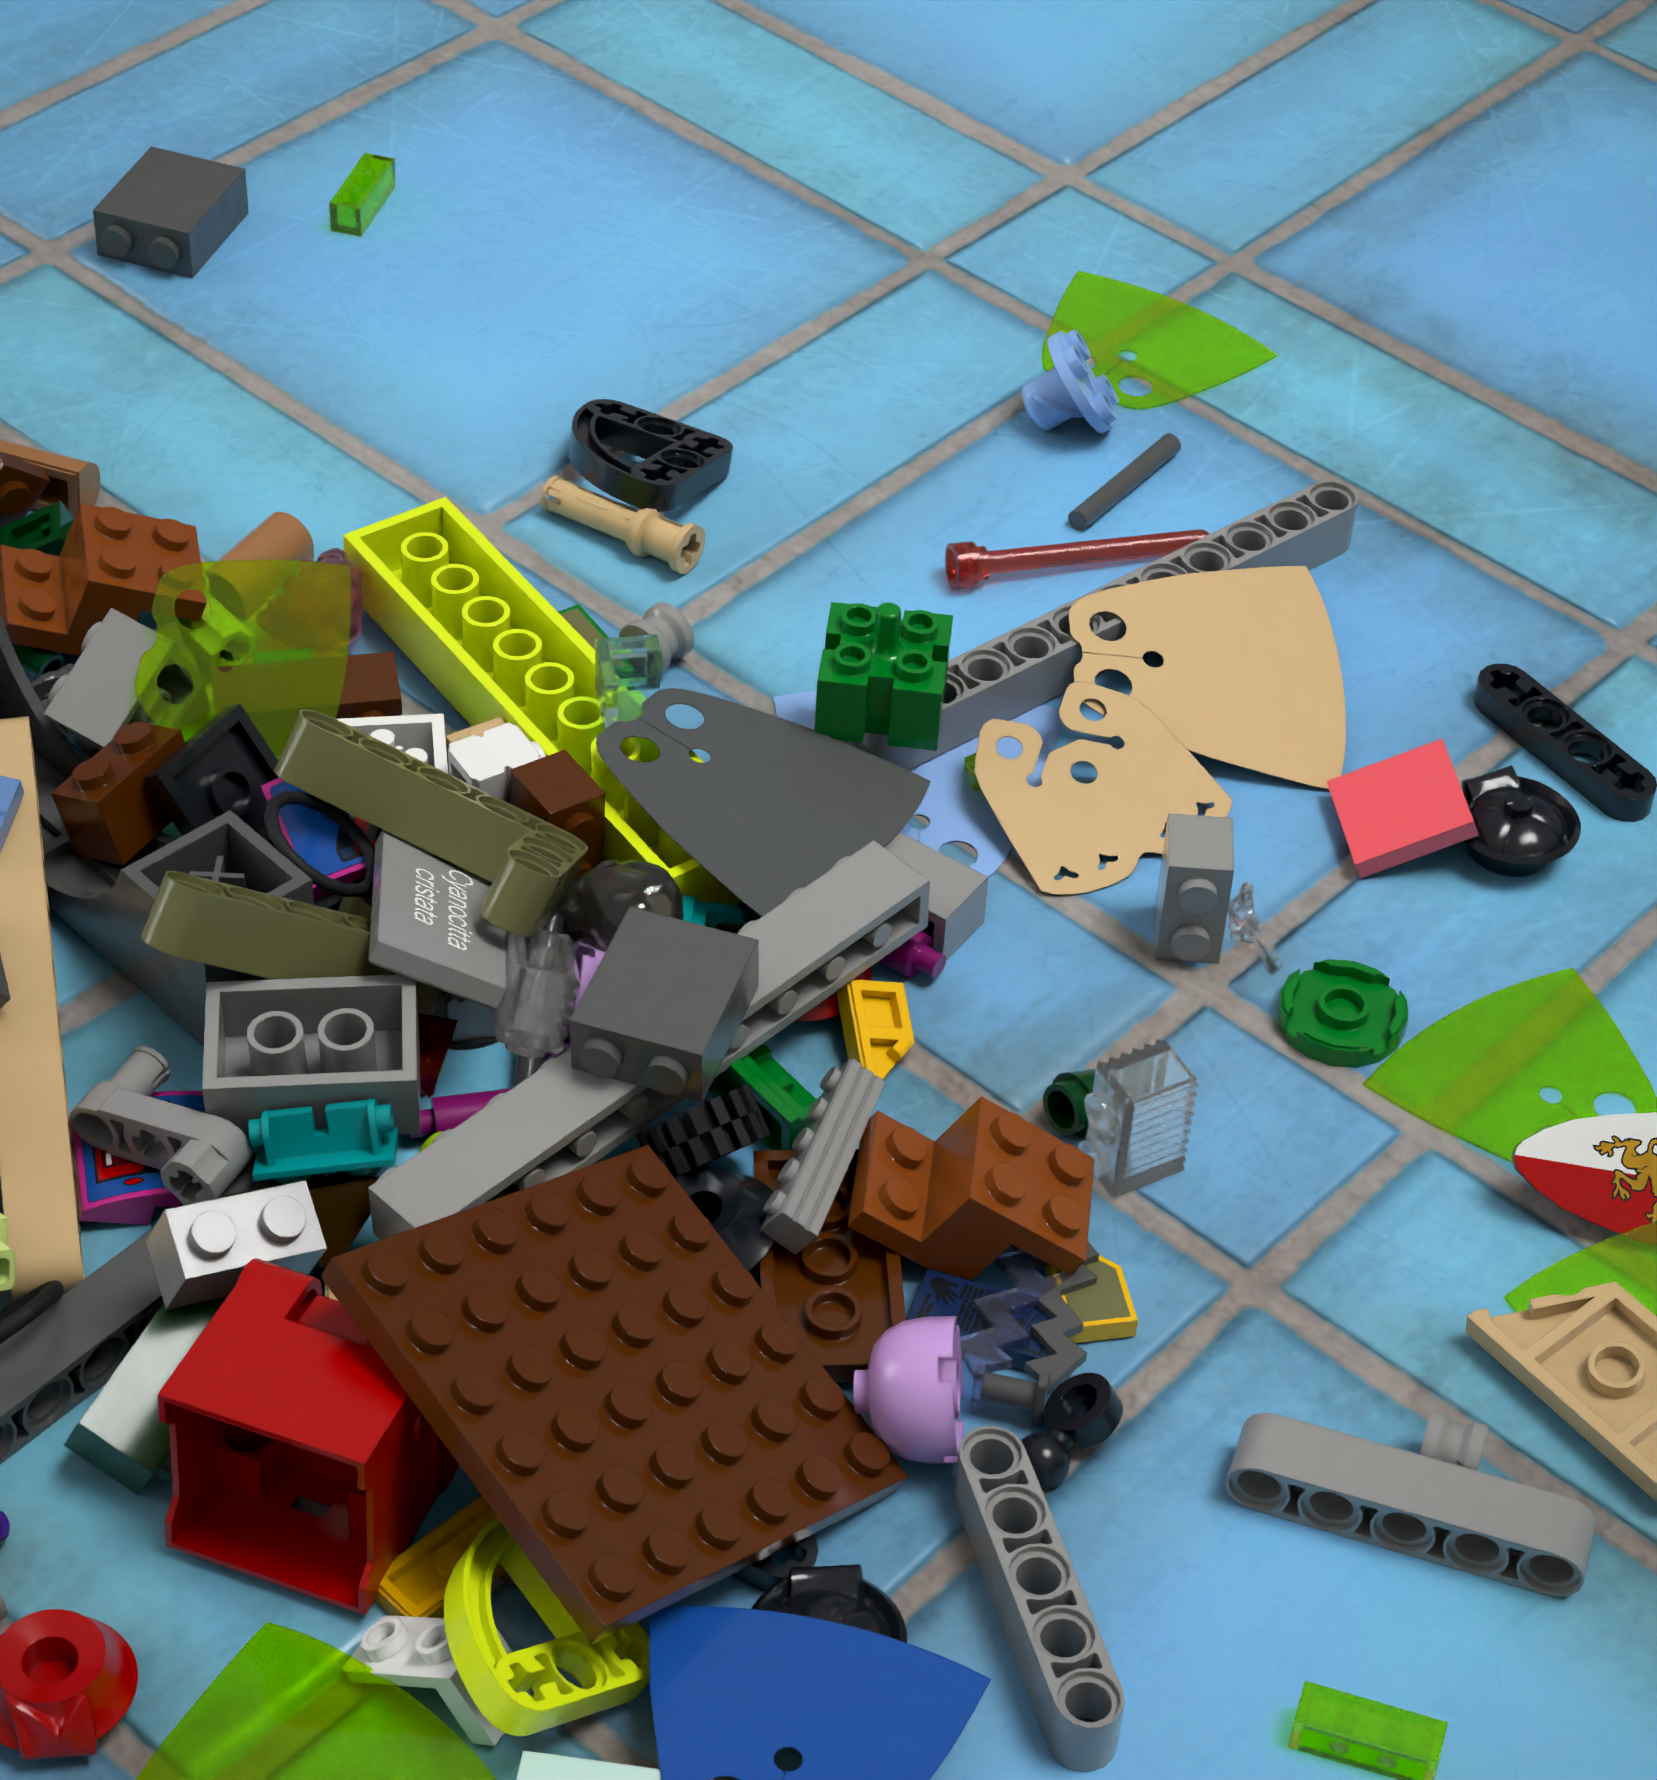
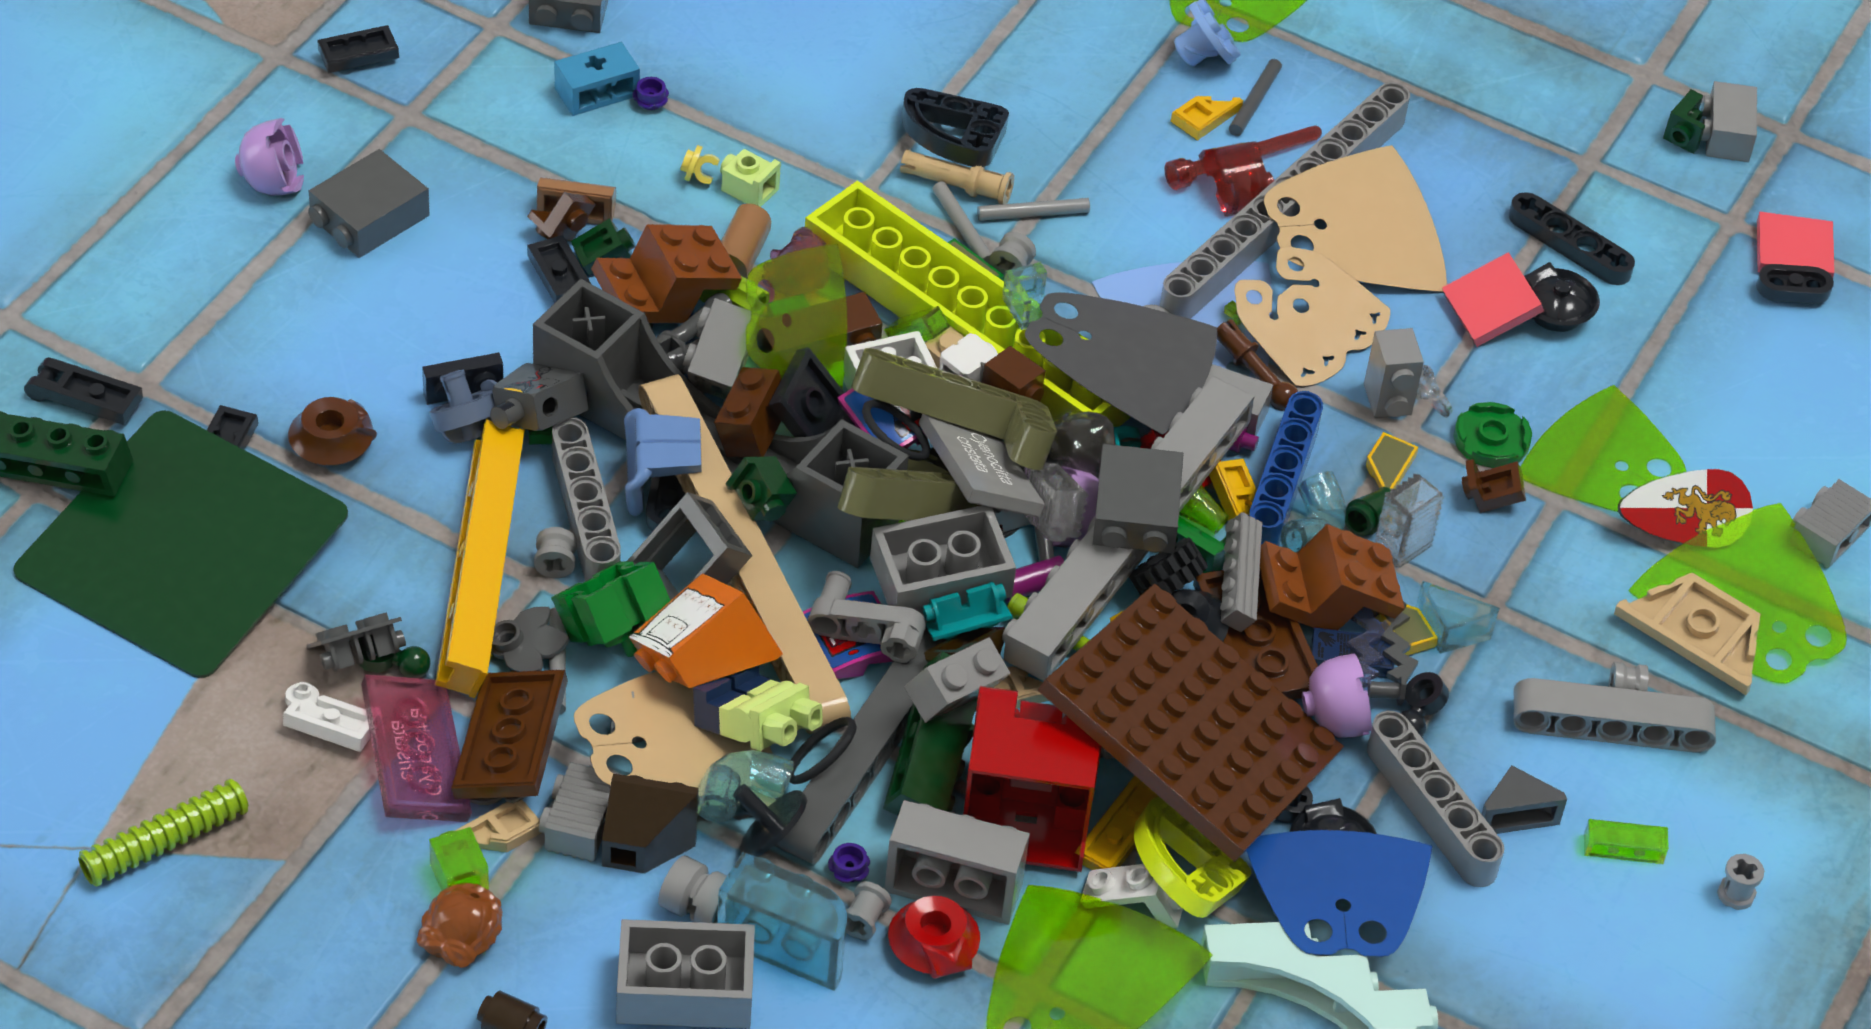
camera: 15 degrees left, 5 degrees up
(73, 897) = (762, 487): none -> dark green brick
(133, 1556) = (956, 859): none -> light grey brick
(147, 327) = (596, 78): none -> dark azure brick
(219, 357) = (651, 93): none -> dark purple plate
(231, 452) = (693, 162): none -> light yellow plate
(298, 471) = (750, 177): none -> yellowish green brick
(461, 707) = (928, 322): none -> clear neon green piece
(602, 581) = (961, 220): none -> light grey bar
(721, 584) = (1033, 209): none -> light grey bar
(806, 1048) = (1204, 511): none -> clear neon green cone
(883, 674) = (1175, 264): green brick -> none
(968, 1011) = (1286, 464): none -> blue beam
(1012, 901) = (1244, 352): none -> reddish brown pin
(1012, 1077) = (1323, 506): none -> clear light blue cylinder
(1036, 494) = (1203, 115): none -> yellow tile
(1047, 569) = (1237, 174): none -> clear red cylinder
(1160, 1015) = (1390, 460): none -> olive tile
(1179, 1292) = (1456, 617): none -> clear light blue slope
(1188, 1632) = (1523, 803): none -> dark grey slope
(1313, 1092) = (1494, 486): none -> reddish brown bracket

